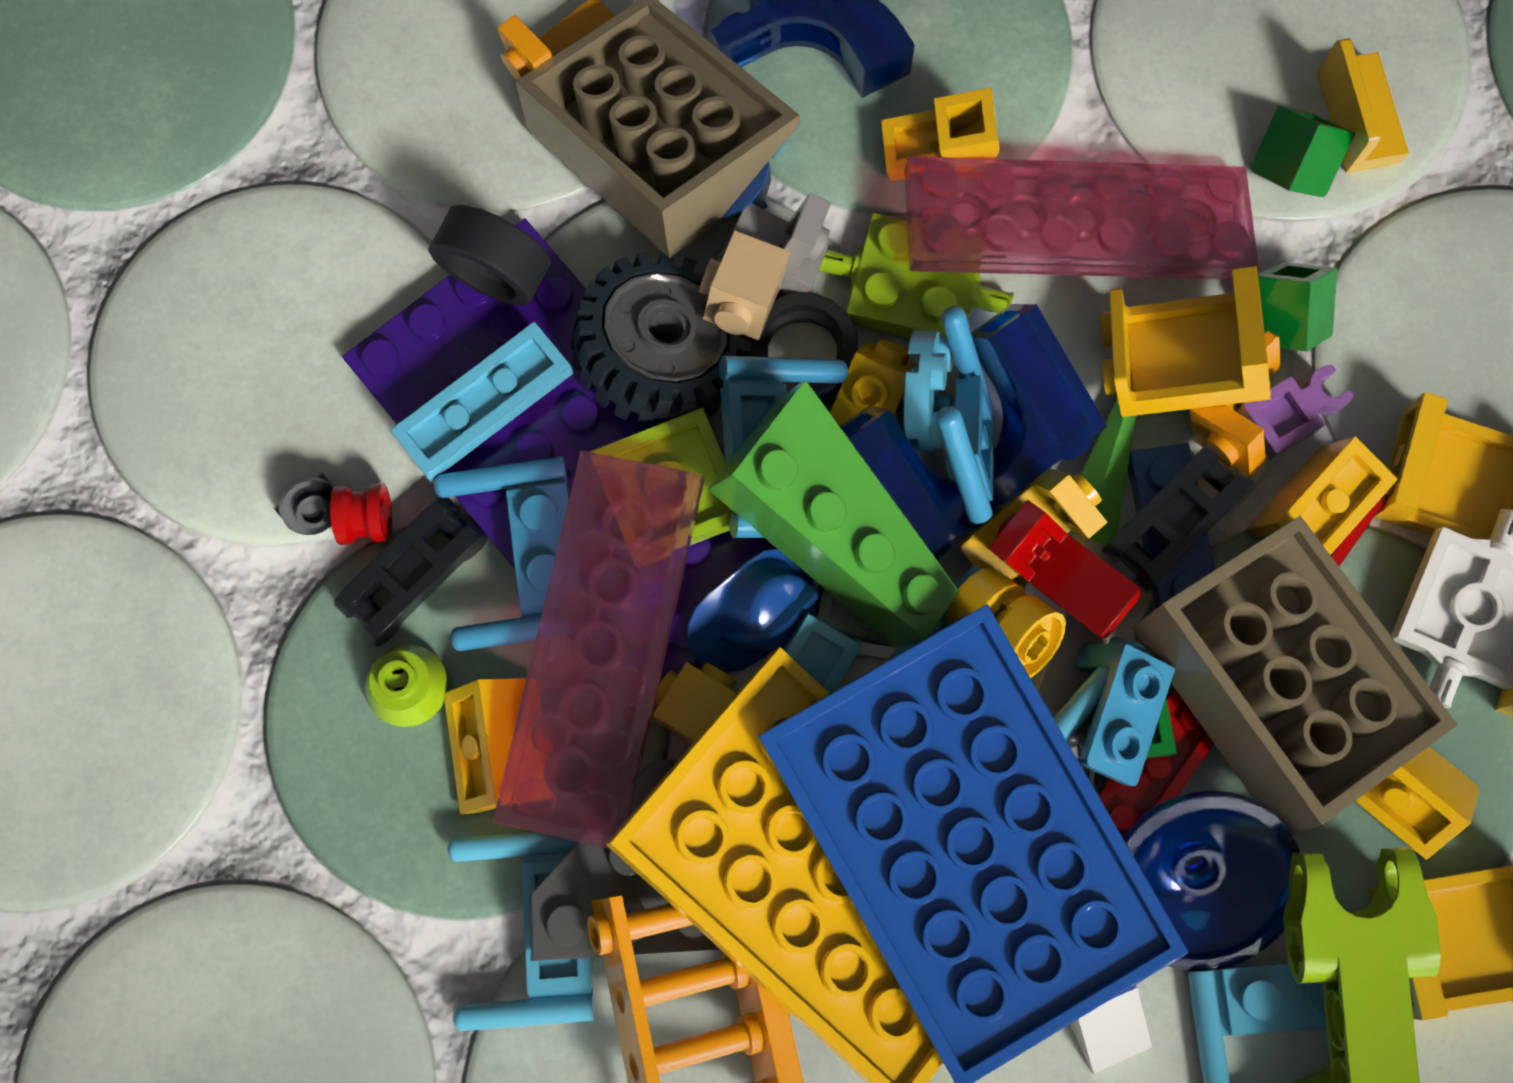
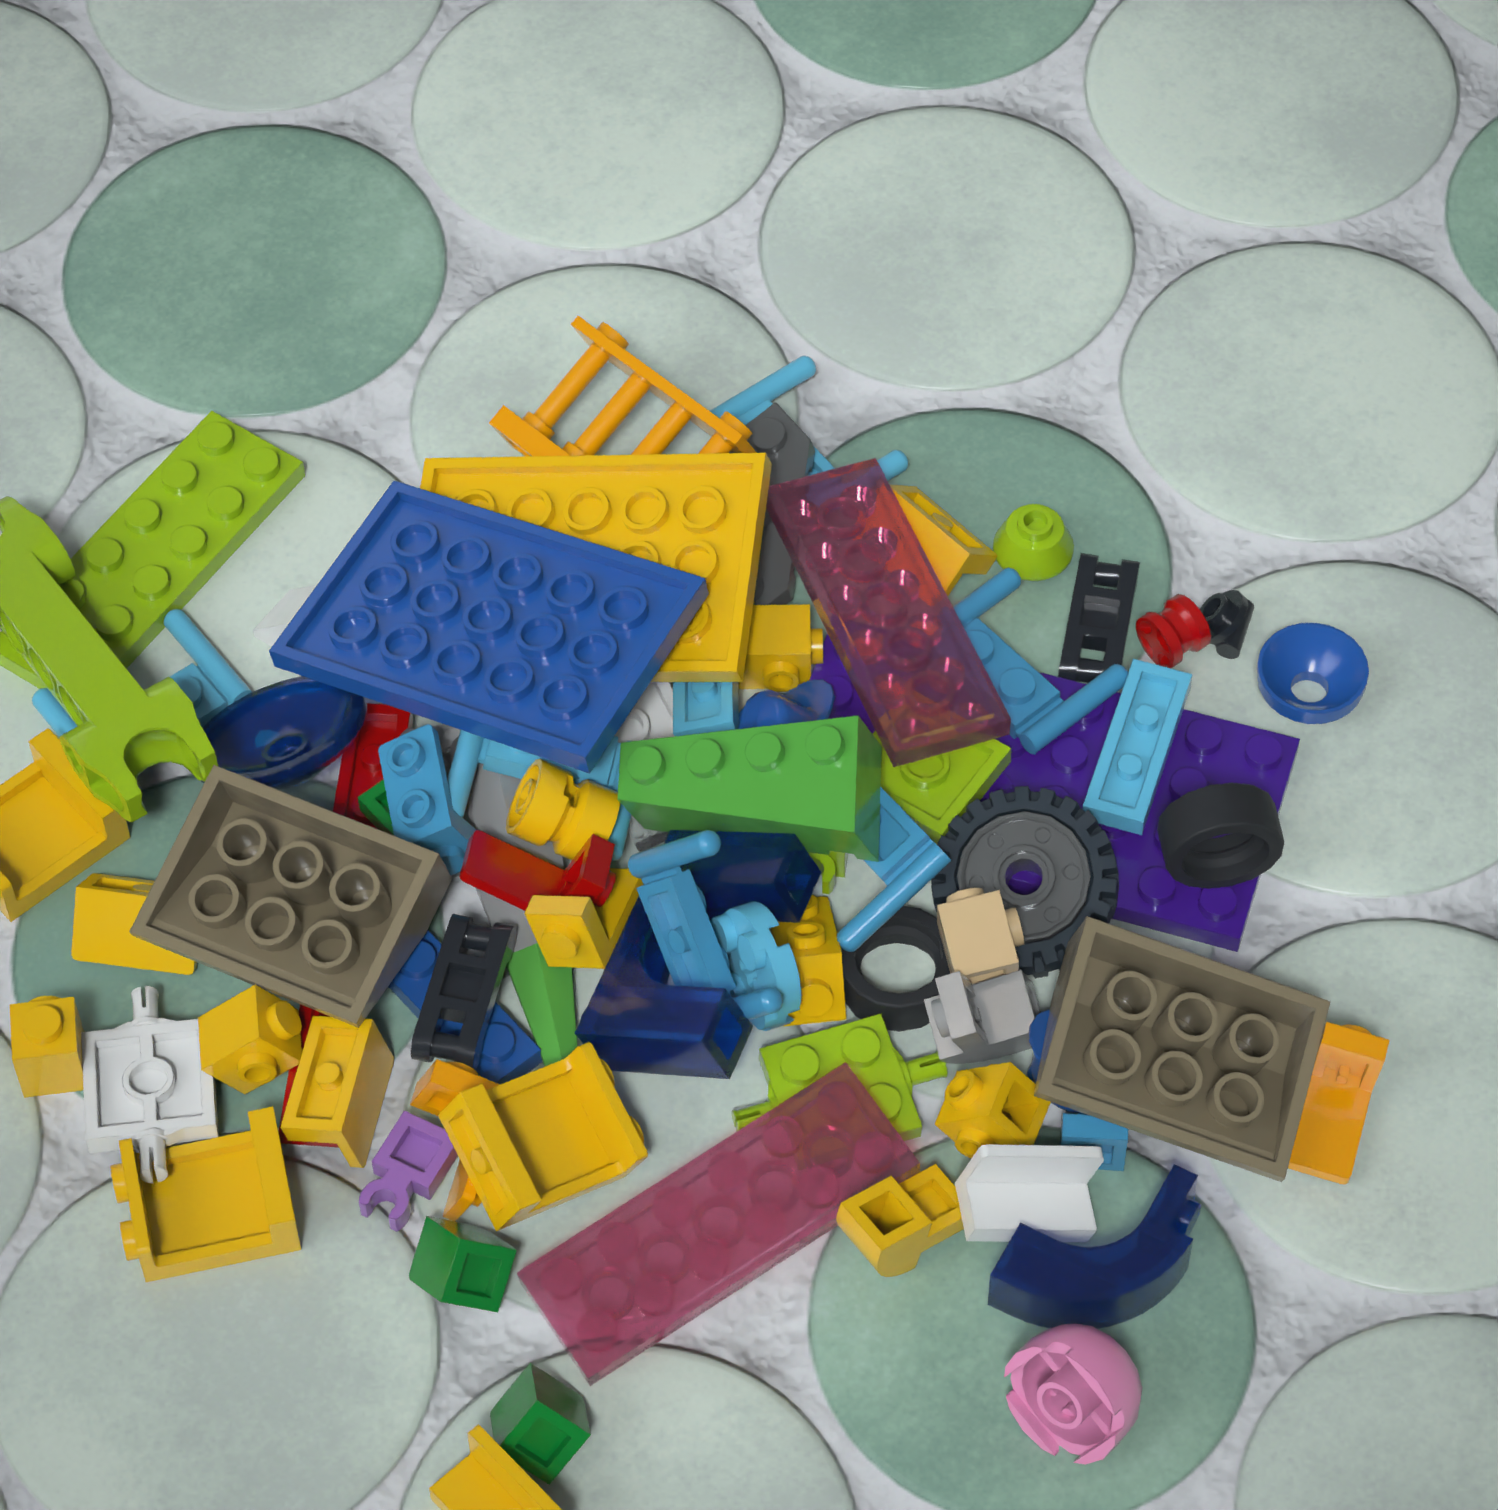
camera: 145 degrees right, 20 degrees down
(272, 376) = (1317, 655): none -> blue piece
(824, 166) = (991, 1107): none -> yellow brick
(841, 102) = (1028, 1186): none -> white panel
(1387, 579) = (250, 1039): none -> yellow brick

